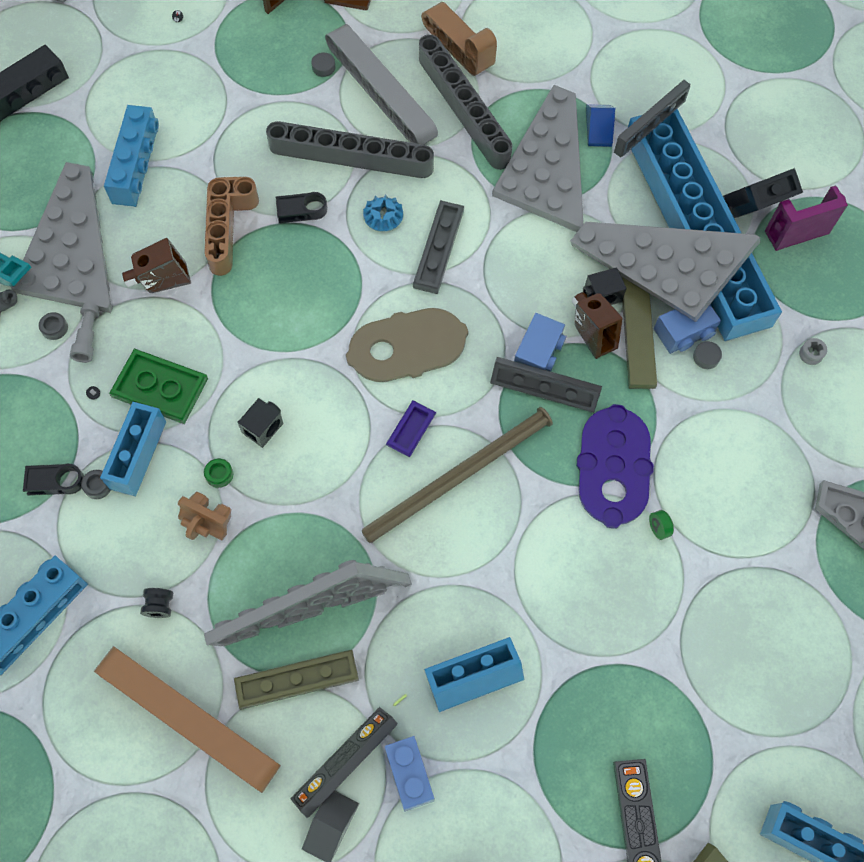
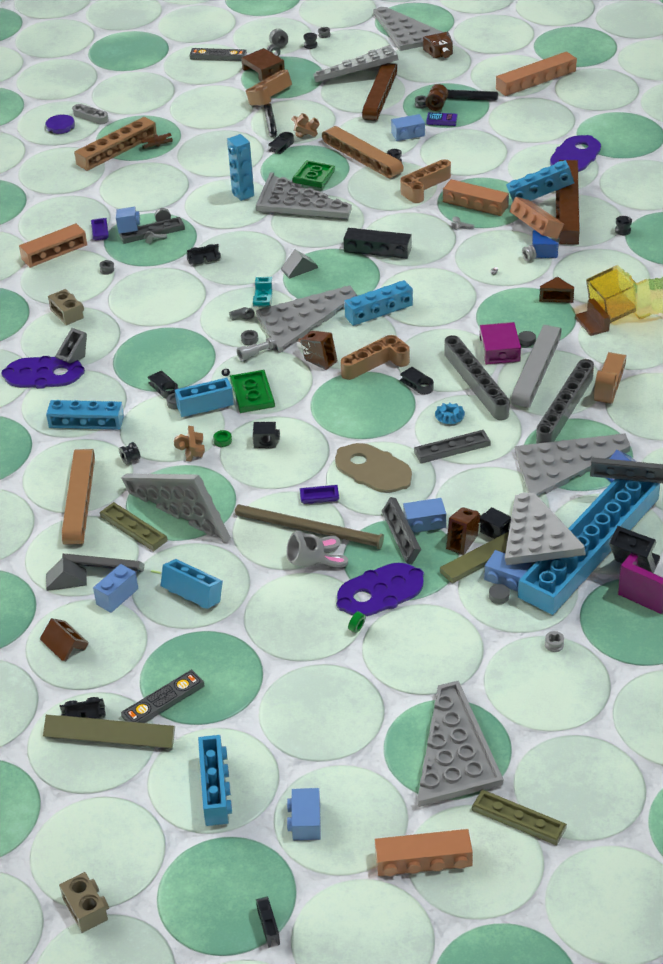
camera: 60 degrees right, 25 degrees down
(314, 90) = (500, 343): none -> magenta panel
(513, 501) = (309, 550): none -> light grey piece

